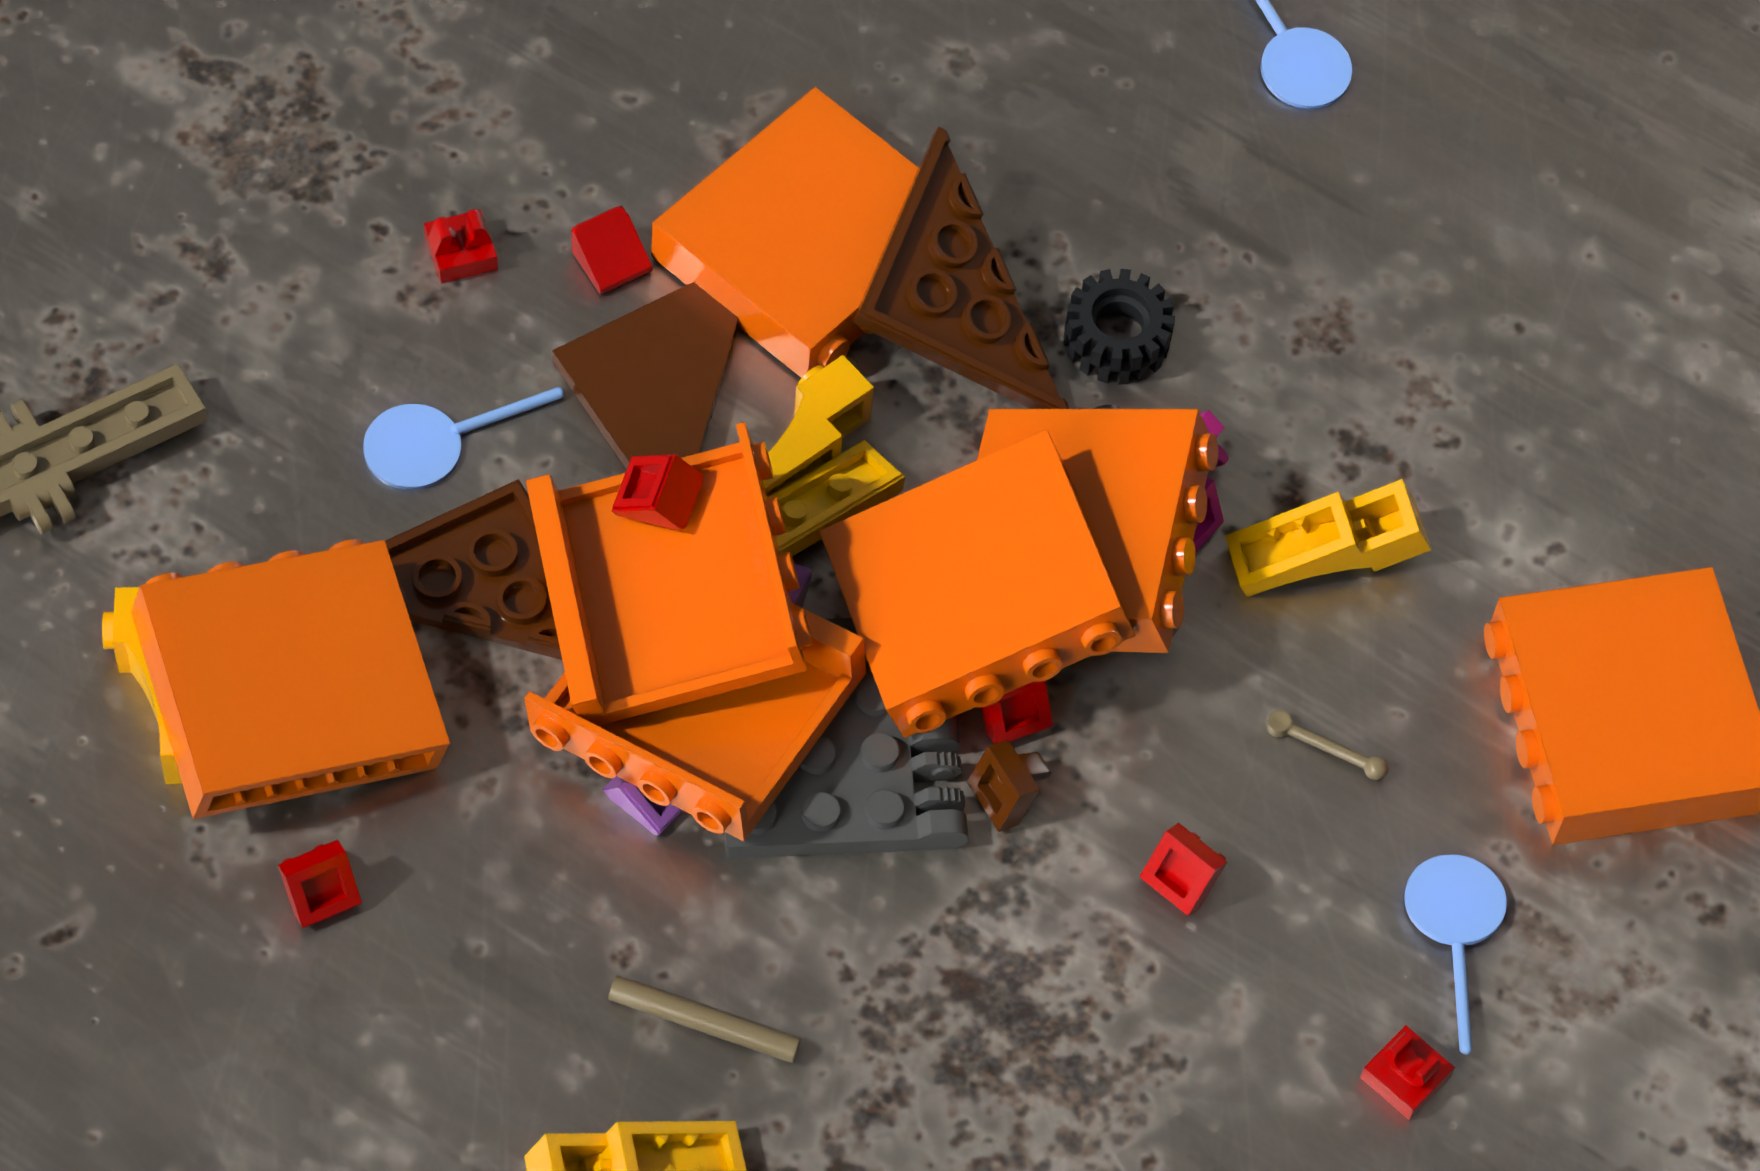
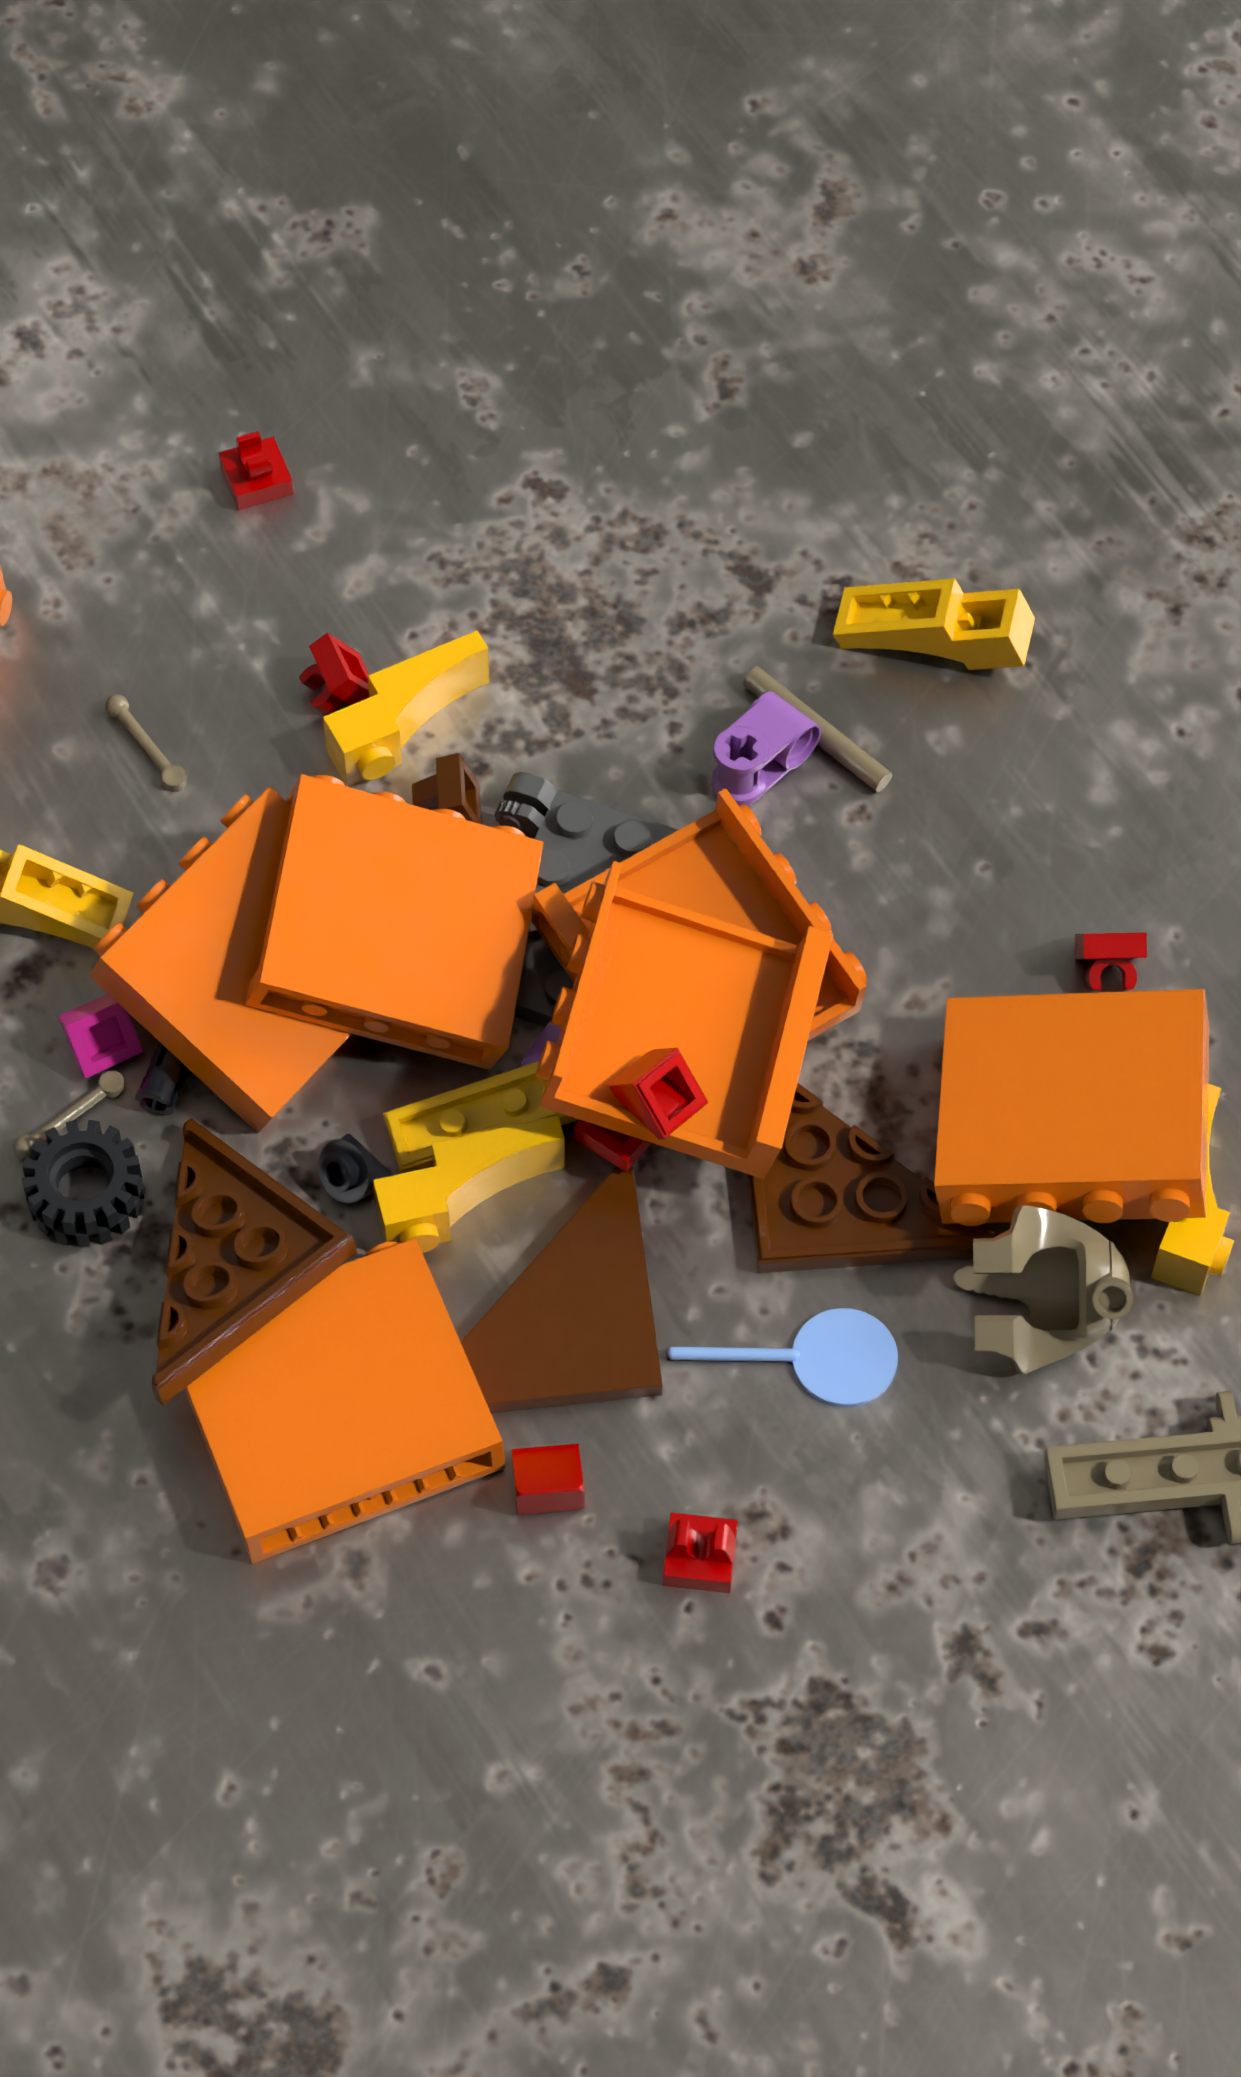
camera: 150 degrees left, 0 degrees up
(237, 531) = (1064, 1276): none -> dark tan piece
(743, 961) = (762, 748): none -> medium lavender piece
(904, 428) = (349, 1169): none -> black plate
(1117, 818) = (369, 735): none -> yellow slope
(1187, 349) = (110, 1086): none -> dark tan hinge
(1458, 906) = (129, 580): light blue piece -> none

